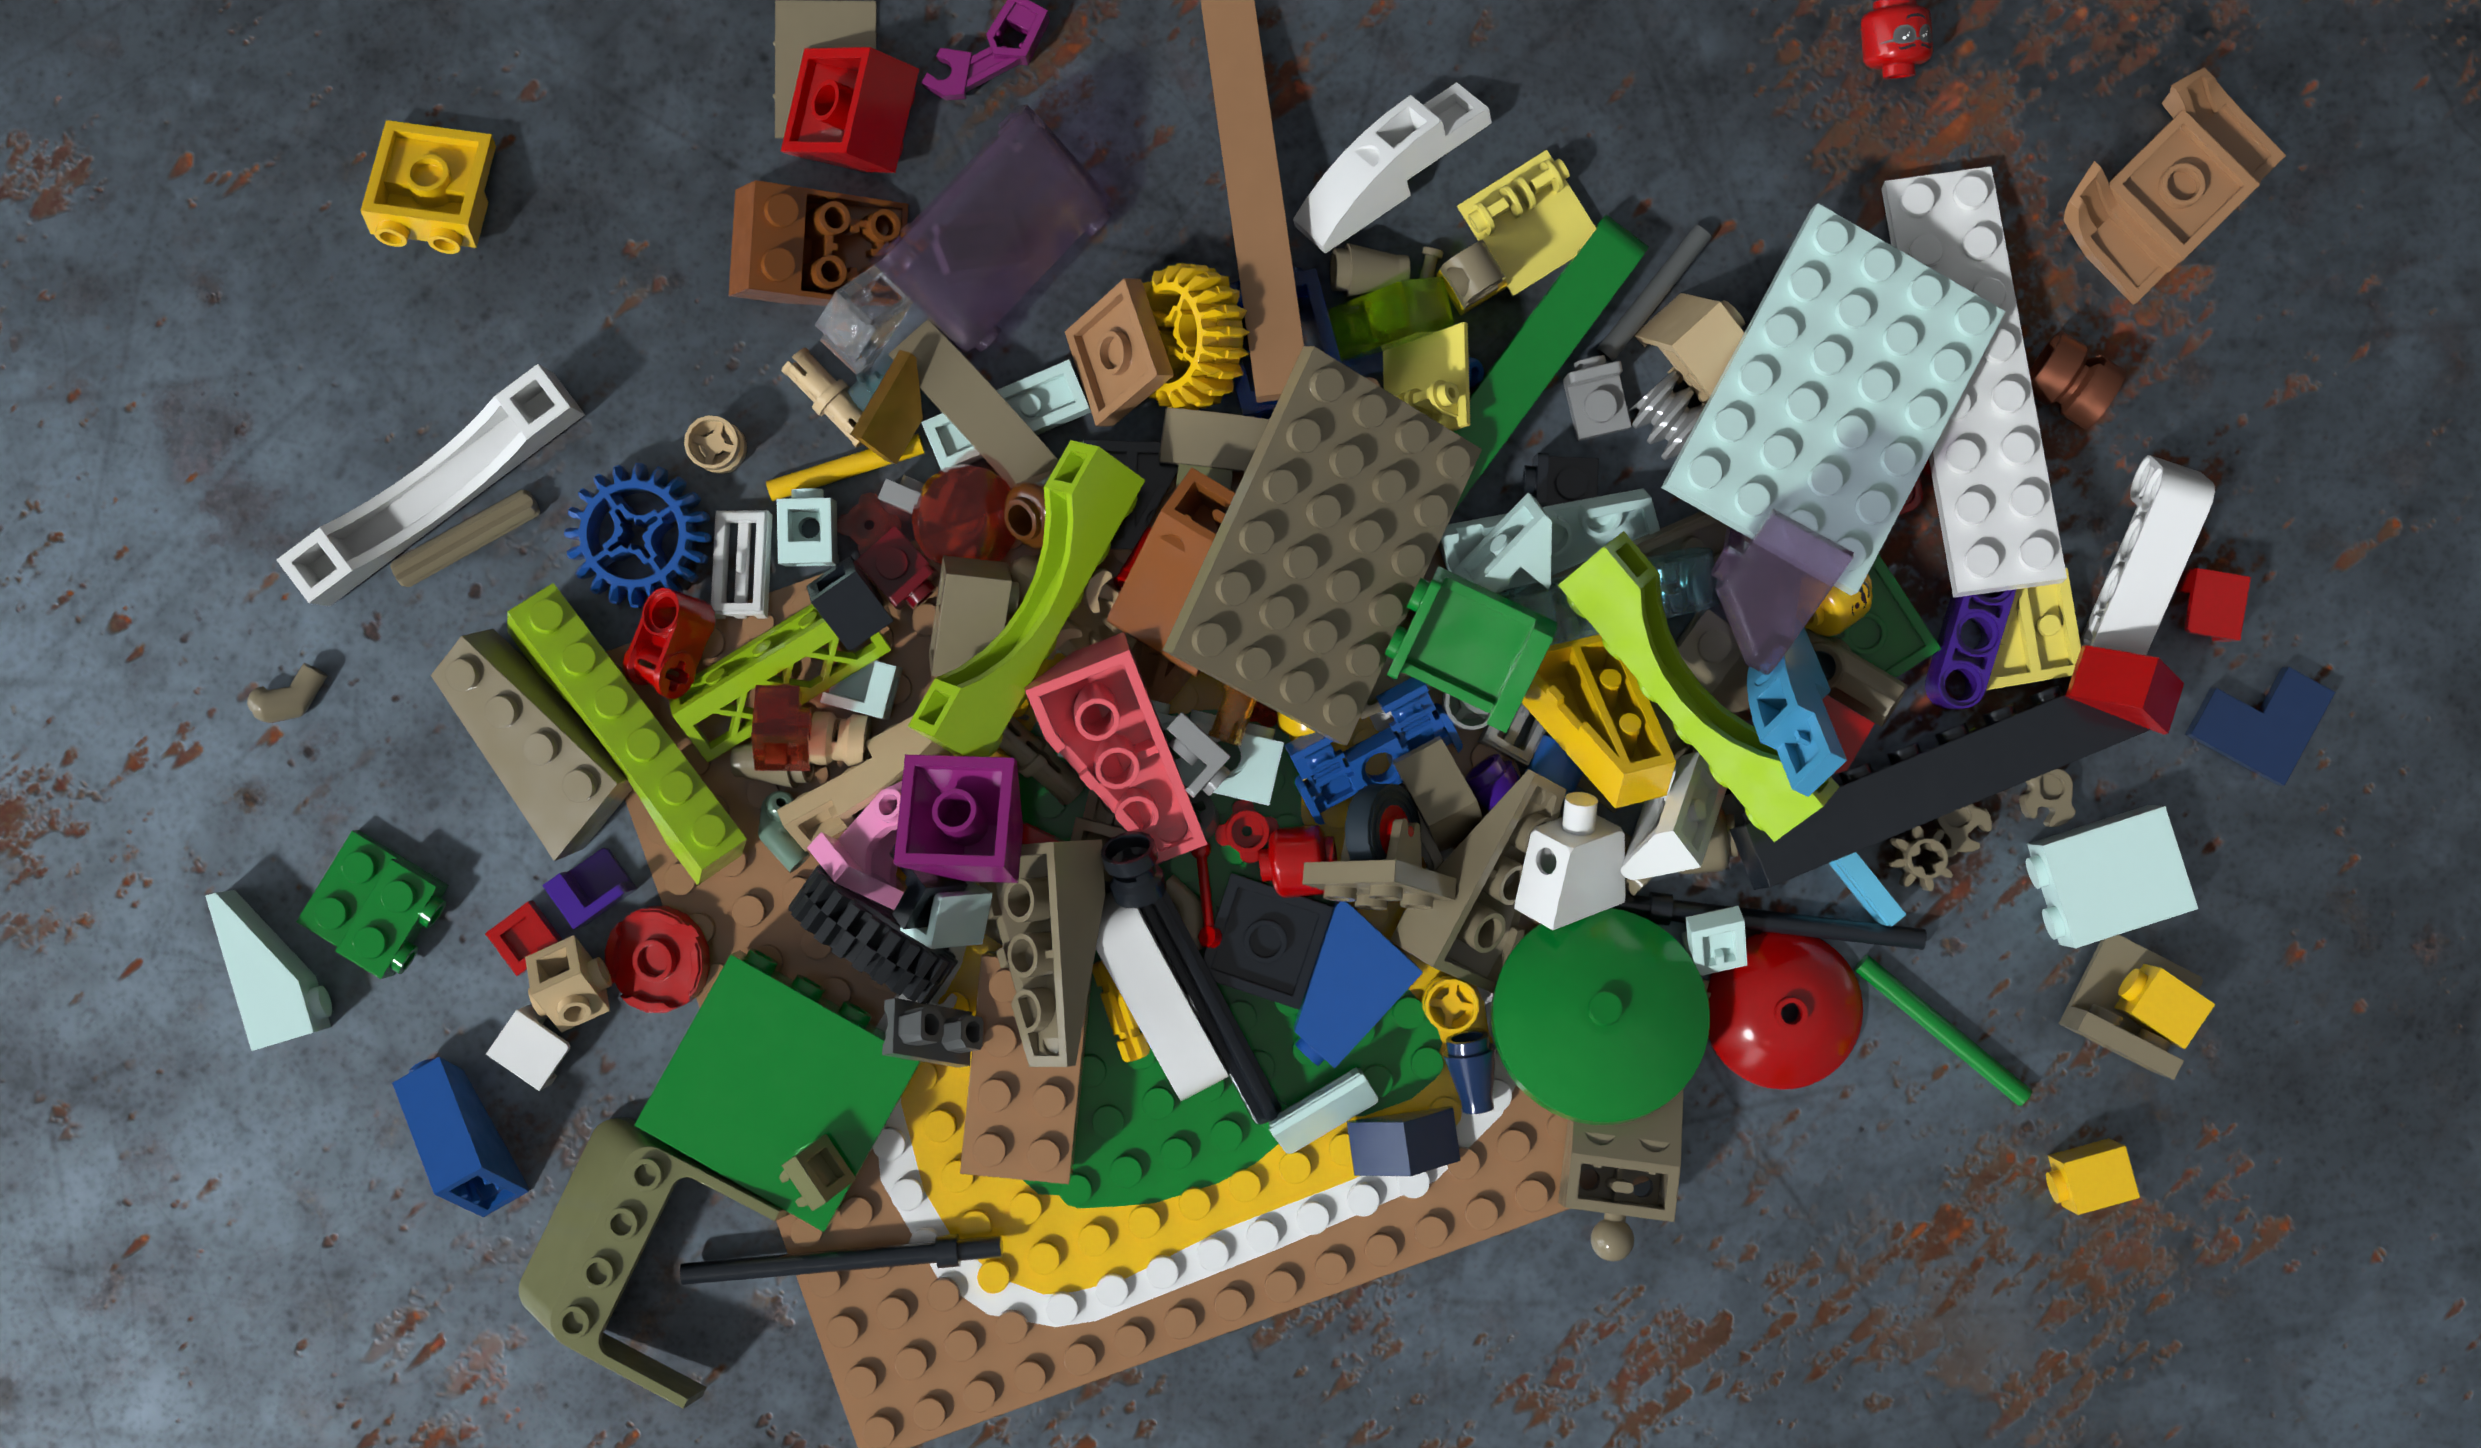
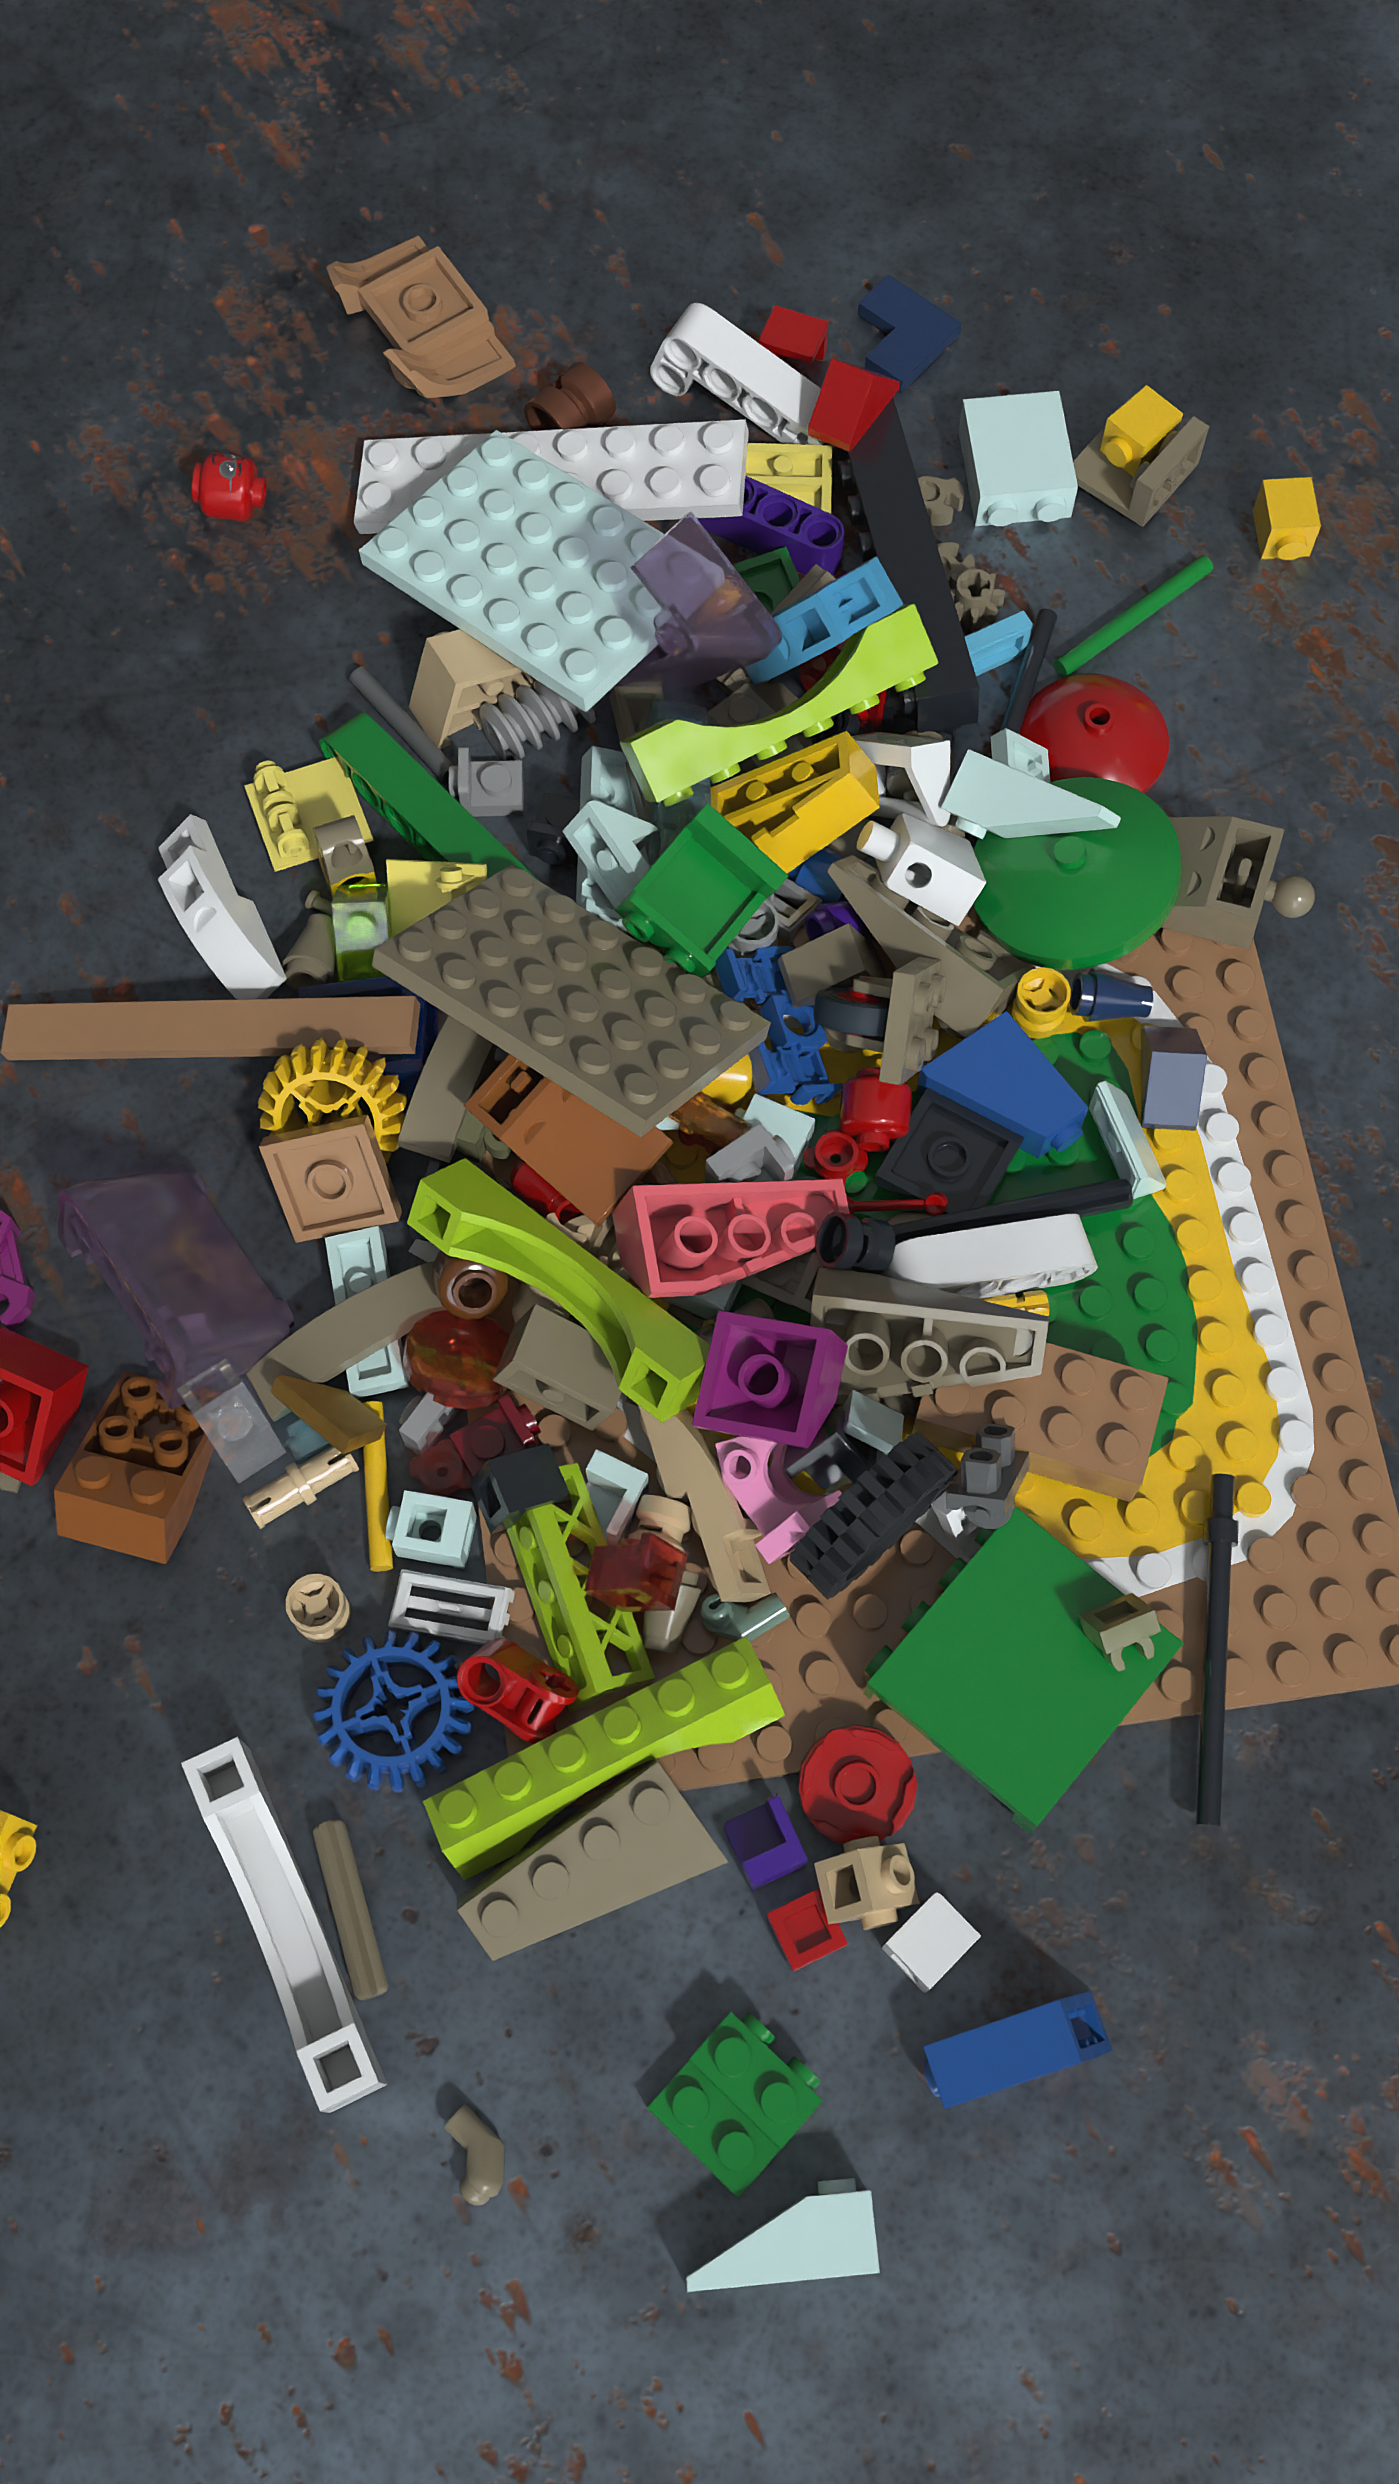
camera: 75 degrees left, 20 degrees down
(599, 1240) = (1156, 1903): olive windscreen -> none
(1650, 935) = (1017, 804): none -> light aqua slope

